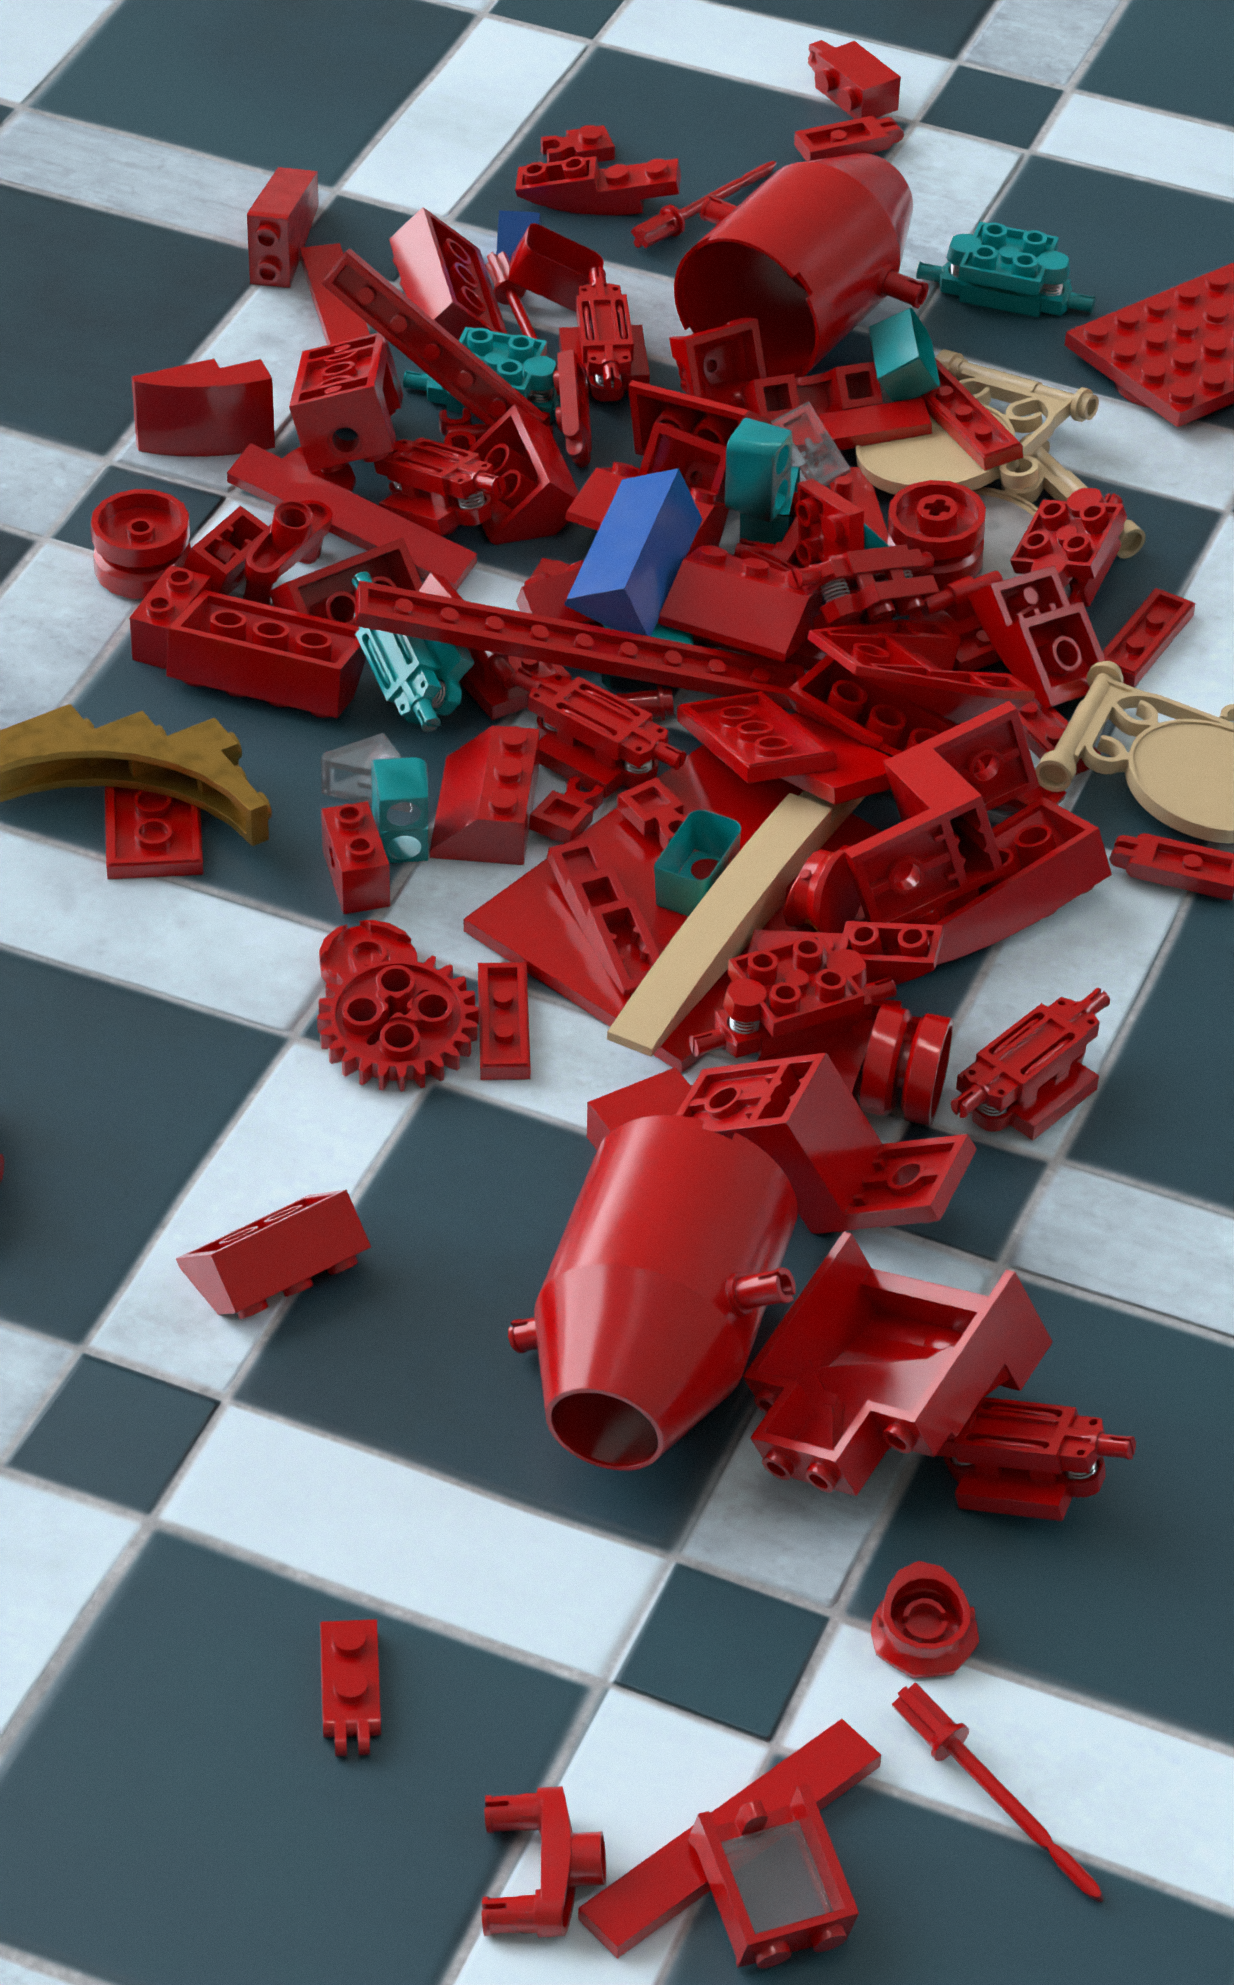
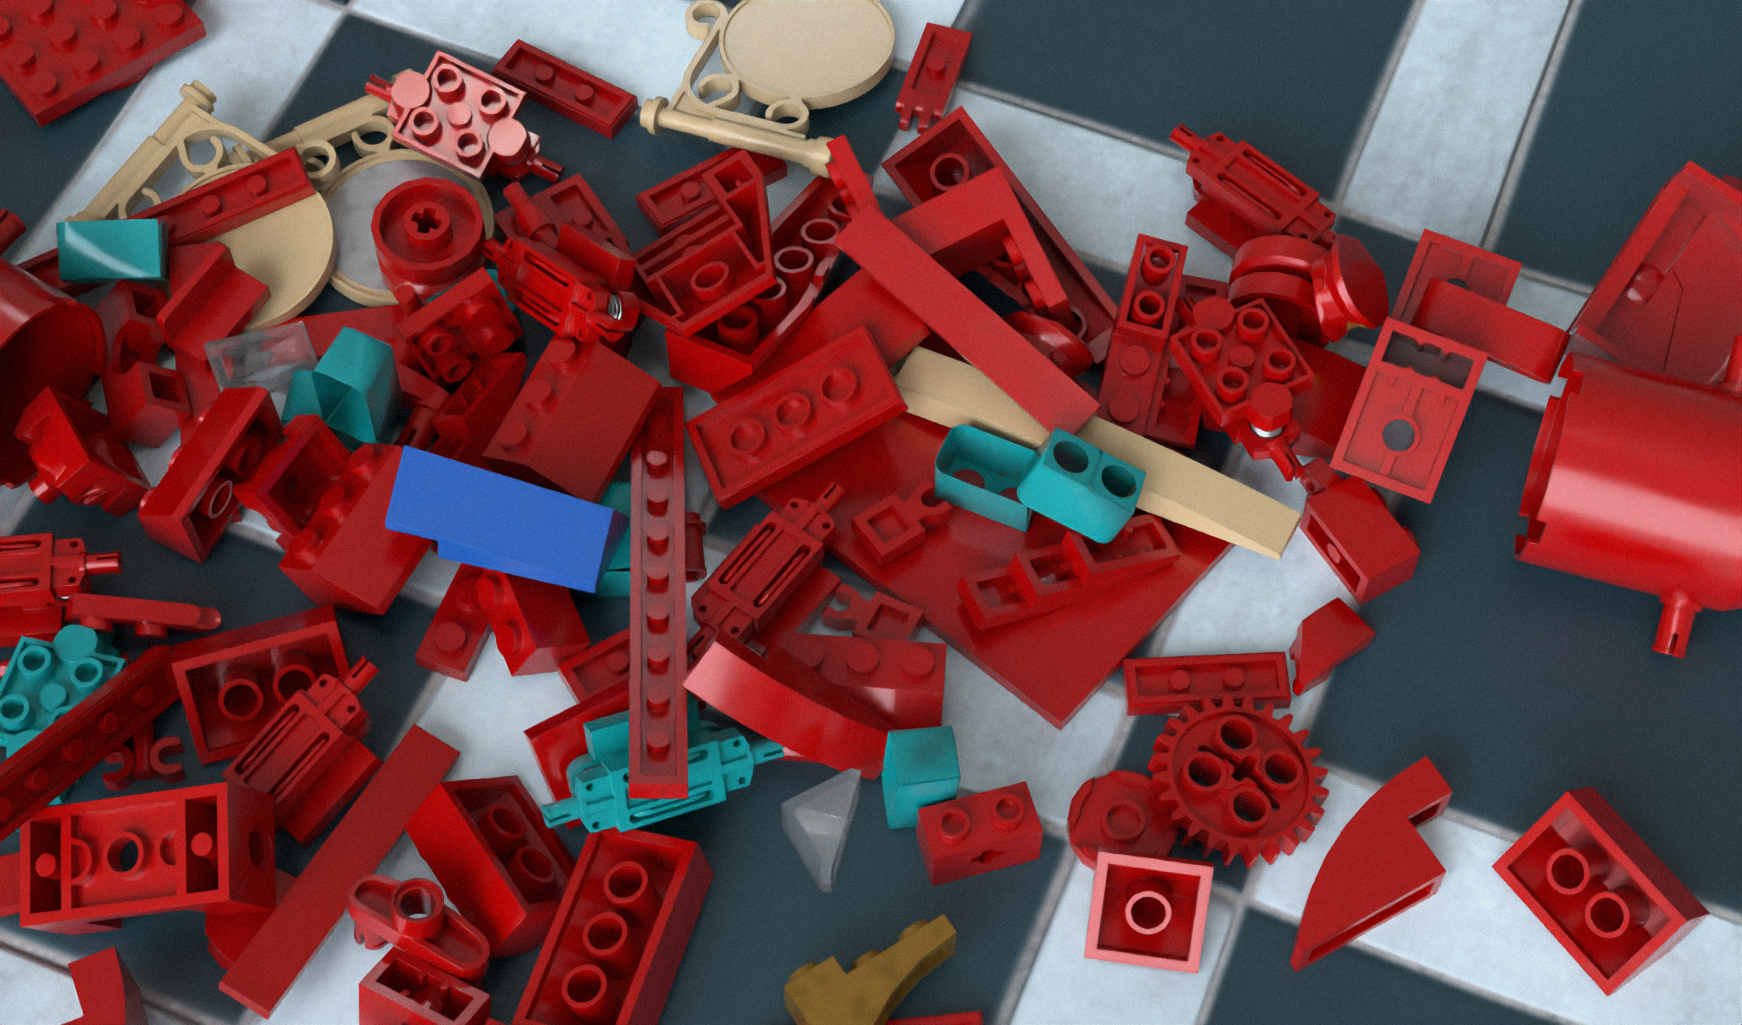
camera: 90 degrees left, 15 degrees up
(279, 958) = (1148, 910): none -> red slope
(310, 1100) = (1374, 865): none -> red slope
(458, 711) = (789, 704): none -> red slope
(539, 1093) = (1325, 641): none -> red slope
(660, 925) = (1059, 481): none -> teal piece
(826, 805) = (966, 323): none -> red tile
(856, 1187) = (1506, 334): none -> red beam
(860, 413) = (211, 306): none -> red panel
(891, 1068) = (1348, 289): none -> red hat
(1040, 634) = (600, 160): red slope -> none

